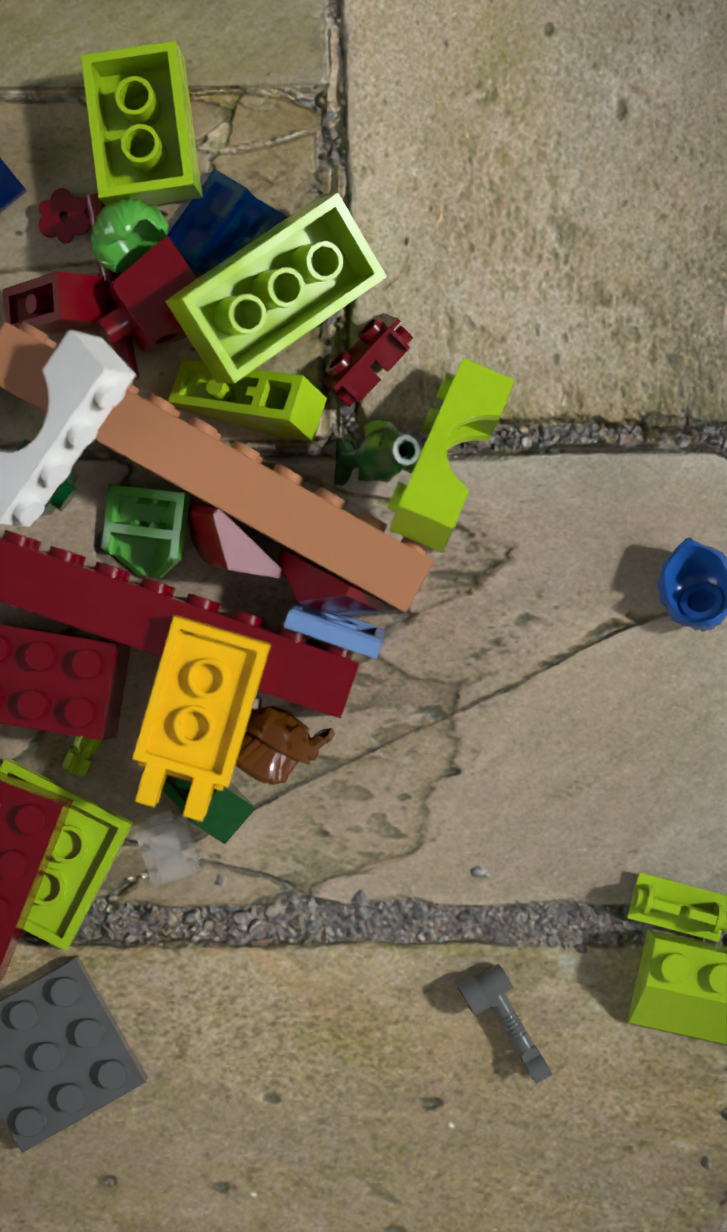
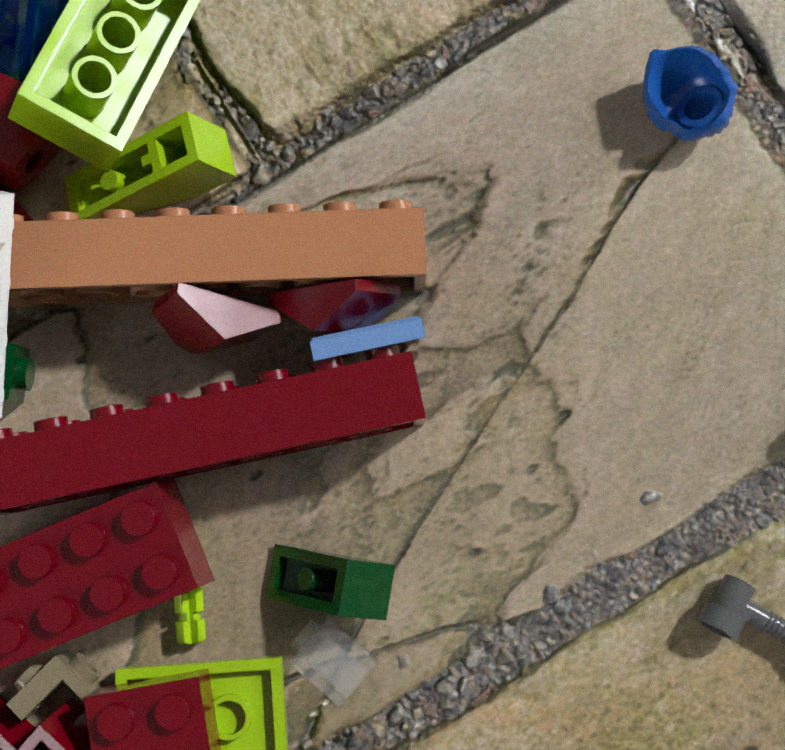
camera: 30 degrees left, 5 degrees down
(145, 528) = (122, 356): bright green slope -> none
(198, 711) = (279, 497): yellow tile -> none
(277, 743) = (370, 489): reddish brown hair -> none
(352, 368) = (233, 89): dark red hinge -> none
(380, 455) = (309, 142): dark green animal -> none
(434, 496) = (385, 143): lime arch -> none

